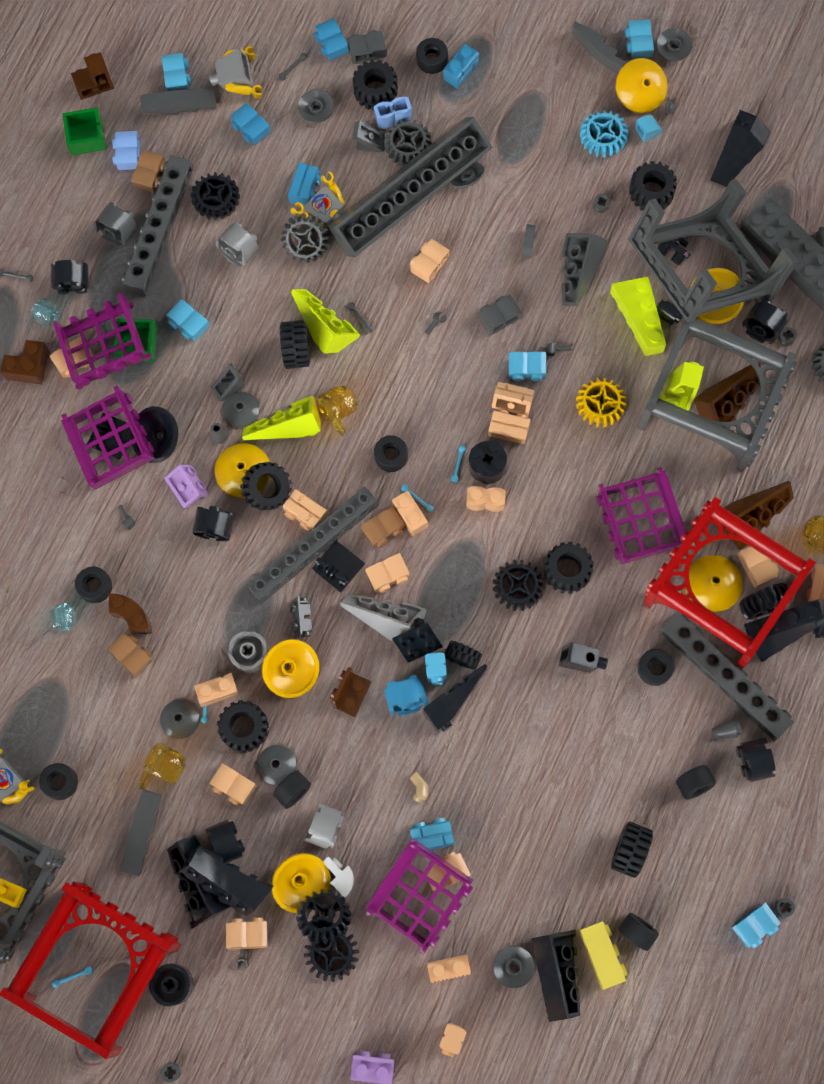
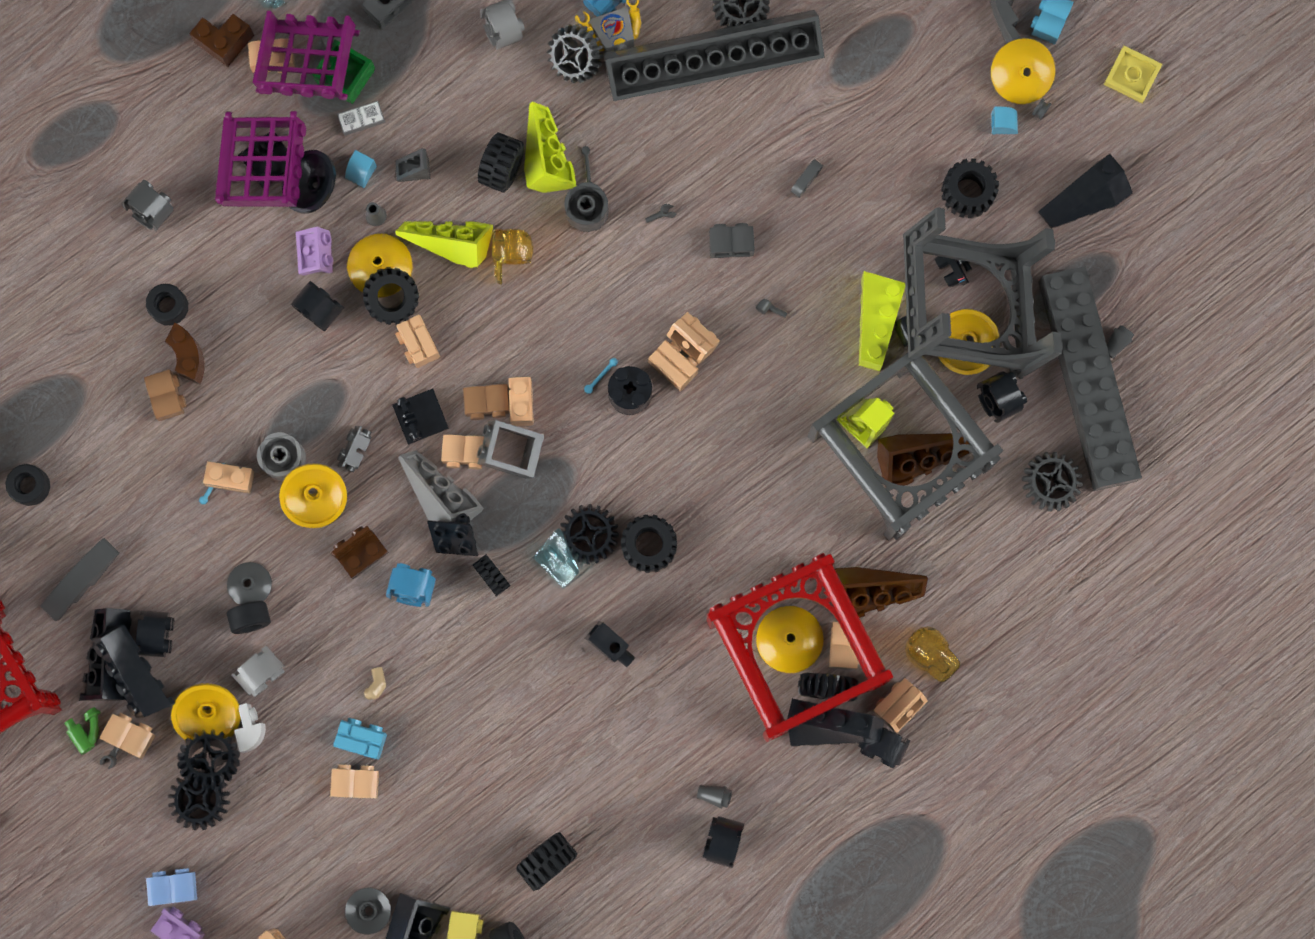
camera: 25 degrees right, 5 degrees up
(38, 517) = (148, 205): none -> dark grey brick
(63, 617) = (120, 322): clear light blue head -> none
(129, 523) = (236, 259): dark grey hand -> none
(164, 763) = (137, 523): clear yellow piece -> none
(167, 369) = (361, 118): none -> tile
(183, 984) = (17, 749): black brick -> none
(186, 726) = (190, 488): dark grey dish -> none
(187, 320) = (409, 78): medium azure brick -> none
(187, 406) = (360, 168): none -> medium azure brick
(207, 957) = (77, 734): none -> bright green plant
(233, 785) = (194, 581): light nougat brick -> none
(235, 711) = (222, 515): black tyre -> none
(243, 416) = (417, 208): dark grey dish -> none
(313, 545) = (405, 381): dark grey brick -> none
(349, 1036) = (171, 888): none -> light blue brick
(381, 354) = (578, 198): none -> dark grey brick
(391, 442) = (530, 316): black tyre -> none
(394, 878) = (296, 760): magenta window -> none
(429, 260) = (691, 145): light nougat brick -> none
(429, 508) = (532, 373): medium azure hinge -> none
(435, 669) = (456, 575): medium azure brick -> none
(439, 548) = (530, 454): none -> window
(446, 708) = (443, 620): black wedge -> none
(448, 968) = (303, 877): light nougat brick -> none
(469, 176) = (784, 75): dark grey dish -> none
(481, 498) = (601, 425): light nougat brick -> none
(505, 616) = (557, 559): none -> clear light blue wing
(527, 365) = (728, 310): medium azure brick -> none
(582, 258) = (852, 227): dark grey wedge -> none
(599, 208) = (902, 182): dark grey bush -> none
(606, 140) = (947, 87): medium azure gear -> none
(608, 403) = (790, 394): yellow gear -> none
(664, 658) = (665, 692): black tyre -> none
(670, 507) = (787, 538): magenta window -> none
(674, 38) = (1090, 36): dark grey dish -> none
(696, 782) = (651, 829): black tyre -> none
(720, 49) = (1133, 74): none -> light yellow tile
(773, 729) = (762, 820): dark grey brick -> none
(793, 335) = (1019, 430): dark grey bush -> none

